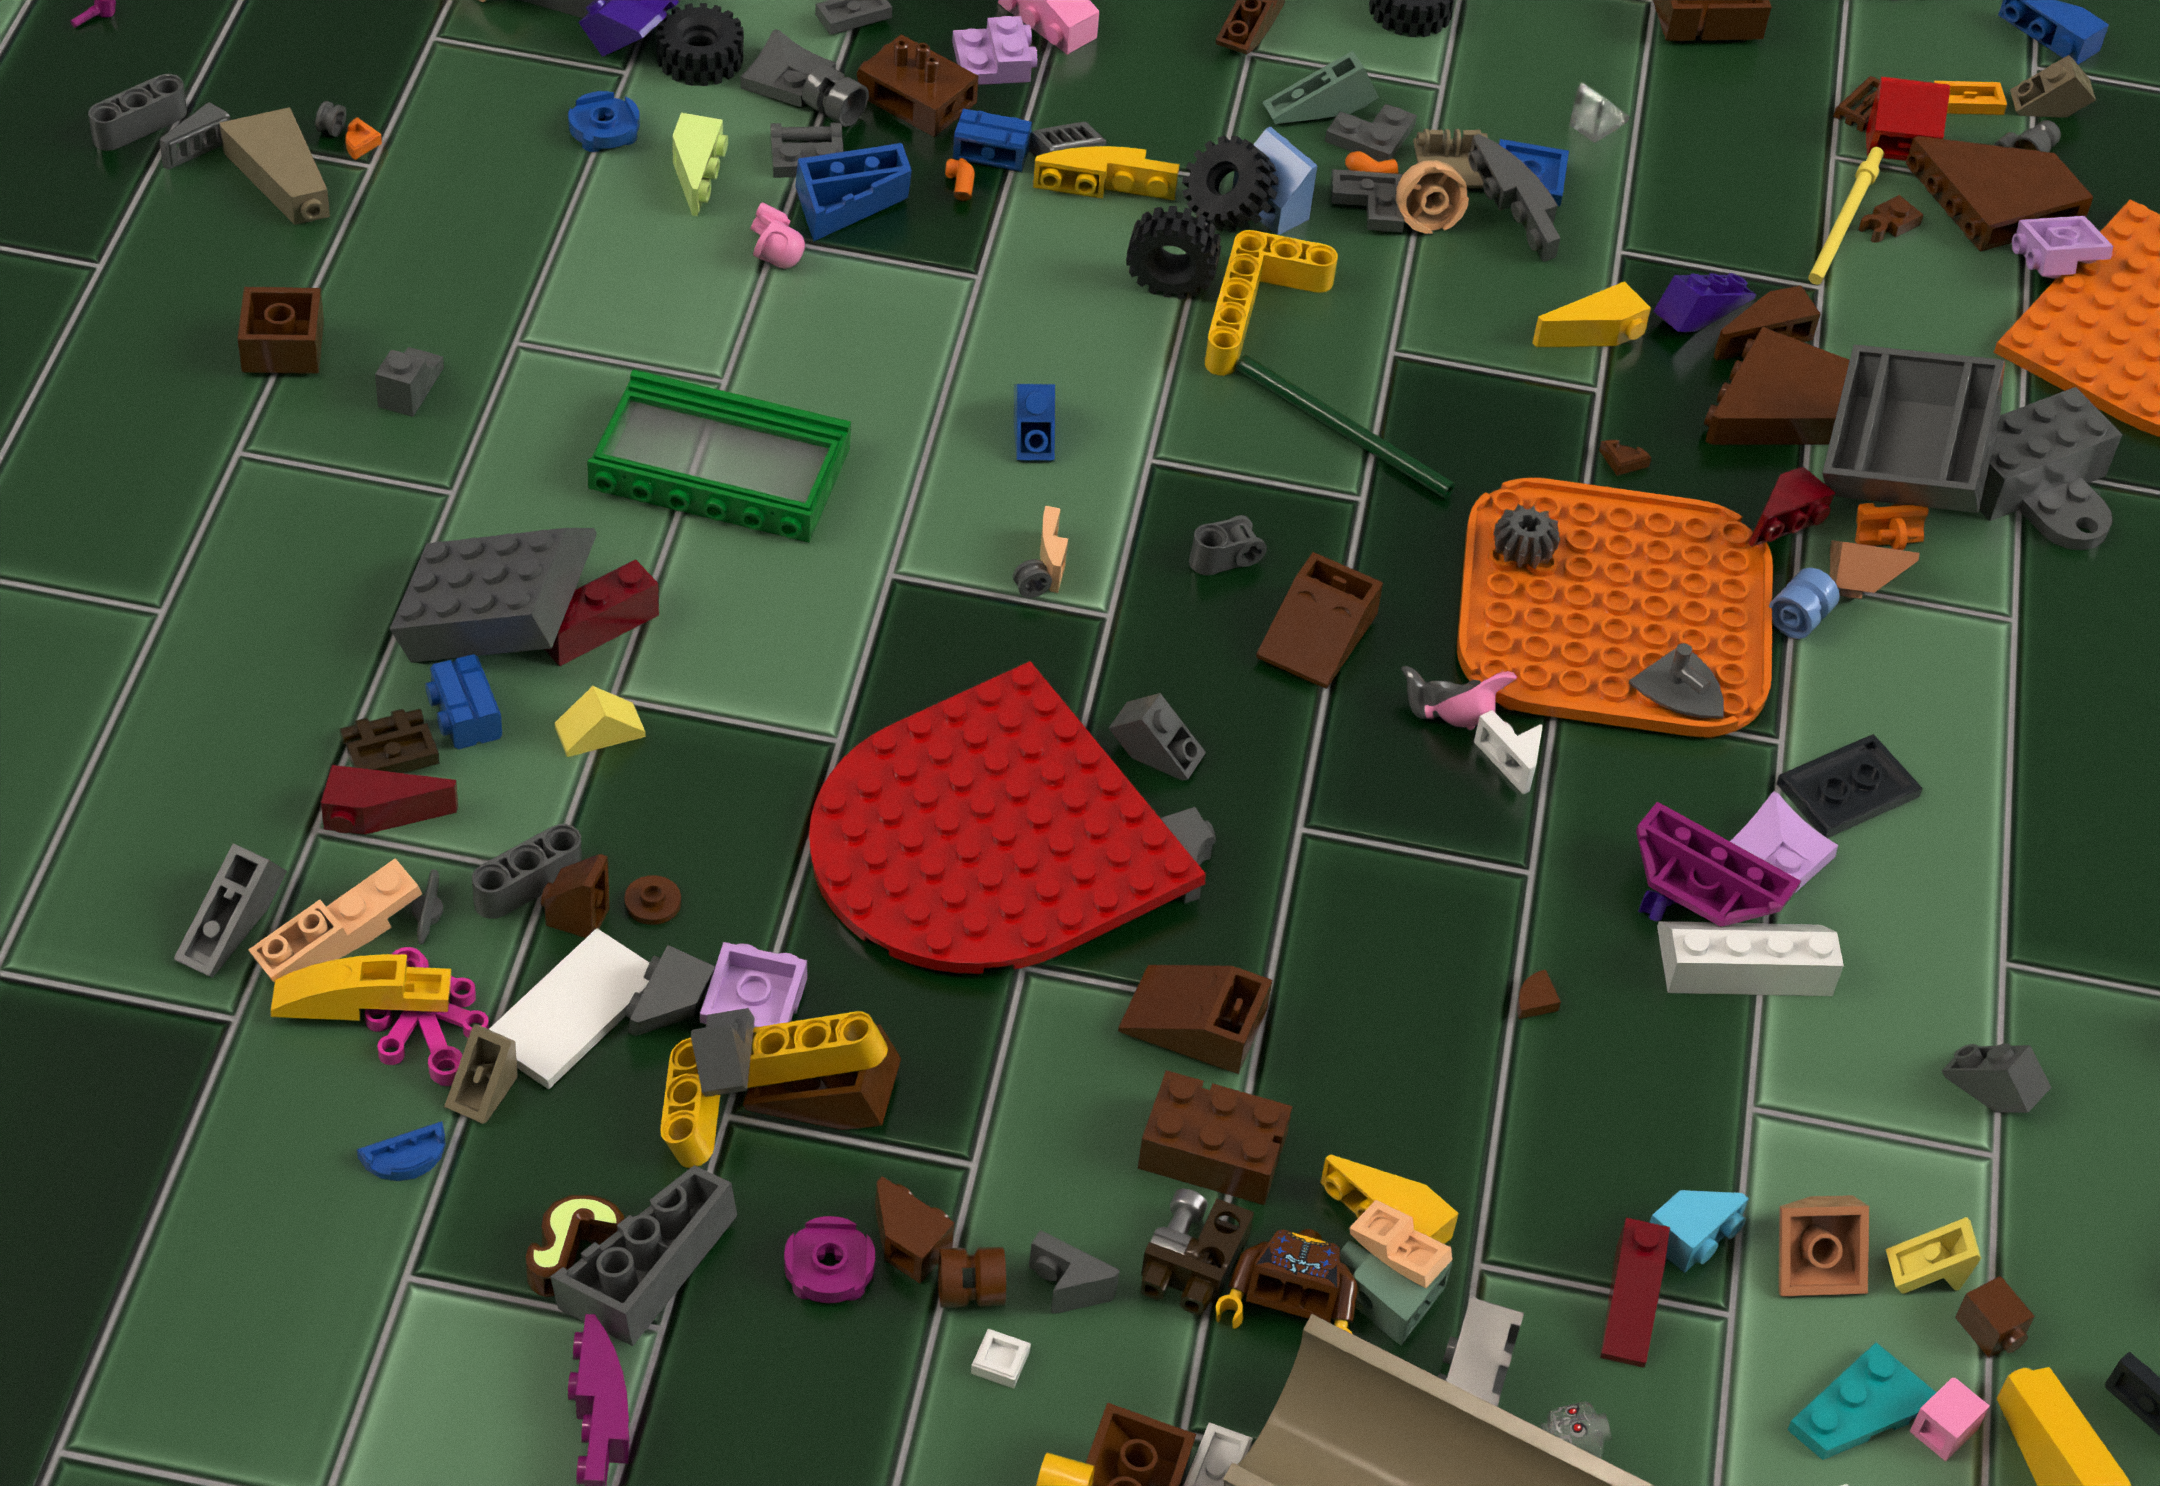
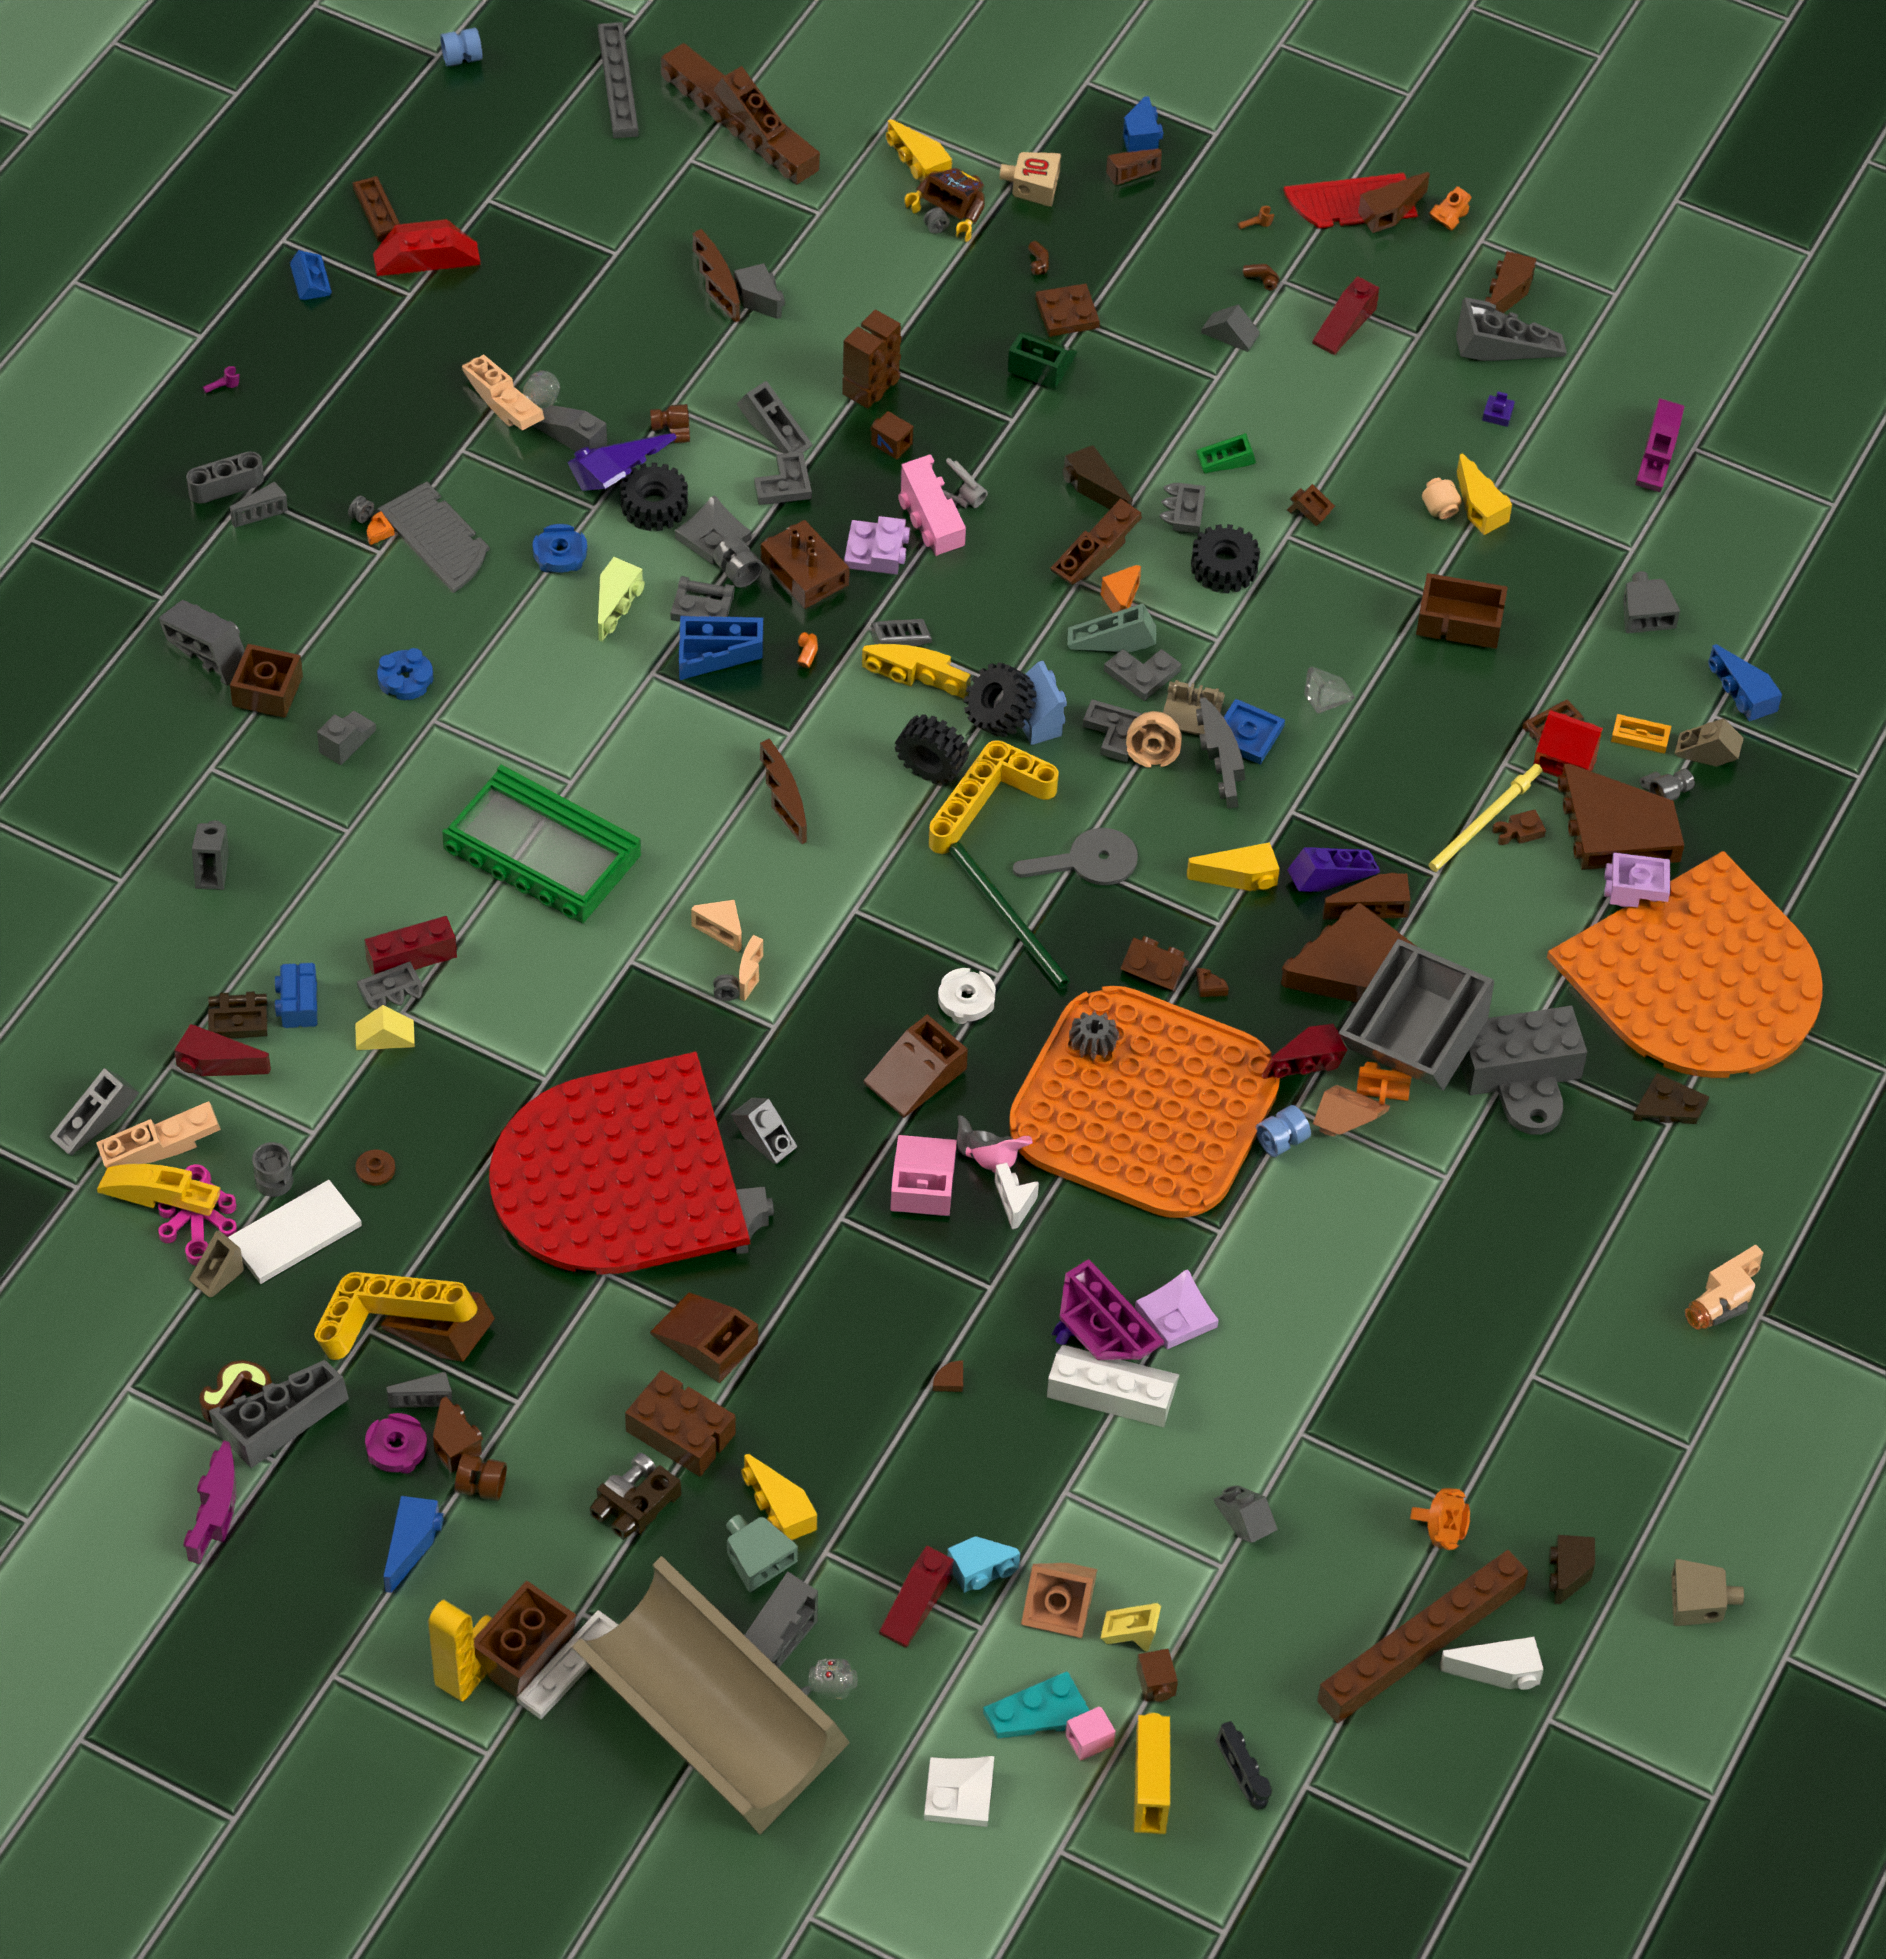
camera: 20 degrees right, 5 degrees up
(181, 294) = (205, 636): none -> dark grey wedge
(278, 163) = (311, 539): dark tan slope -> none
(281, 538) = (209, 842): none -> dark grey torso
(406, 1154) = (153, 1306): blue tile -> none
(428, 908) = (224, 1139): dark grey piece -> none
(438, 134) = (437, 535): none -> dark grey piece
(463, 278) = (402, 661): none -> blue plate
(491, 594) = (338, 919): dark grey slope -> none
(515, 930) = (272, 1169): none -> dark grey wheel
(524, 870) = (307, 1118): dark grey beam -> none
(578, 897) = (322, 1156): reddish brown slope -> none
(587, 665) = (390, 986): none -> dark grey plate
(673, 991) = (359, 1236): dark grey slope -> none
(724, 1051) = (369, 1287): dark grey slope -> none
(758, 981) = (414, 1247): lavender plate -> none
(777, 240) = (648, 677): bright pink piece -> none
(839, 1181) = (420, 1392): none -> dark grey slope
(905, 1379) = (411, 1538): none -> blue slope
(991, 503) = (719, 922): none -> light nougat slope
(992, 140) = (842, 622): blue brick -> none
(1000, 1358) = (482, 1535): white tile -> none
(1011, 343) = (784, 791): none -> reddish brown slope
(1034, 421) = (778, 863): blue slope -> none
(1080, 1276) = (549, 1494): dark grey slope -> none
(1223, 545) = (874, 992): dark grey piece -> none
(1294, 1276) = (691, 1530): reddish brown torso -> none
(1306, 48) = (1120, 588): none -> orange slope
(1338, 543) = (962, 1008): none -> white plate
(1362, 162) = (1120, 698): orange arm -> none
(1390, 751) = (923, 1175): none -> bright pink slope
(1394, 1241) = (765, 1526): light nougat slope -> none
(1403, 347) = (1085, 858): none -> dark grey piece
(1550, 444) = (1153, 963): none -> reddish brown bracket
(1682, 684) = (1159, 1173): dark grey shield -> none
(1849, 786) = (1252, 1277): black tile -> none

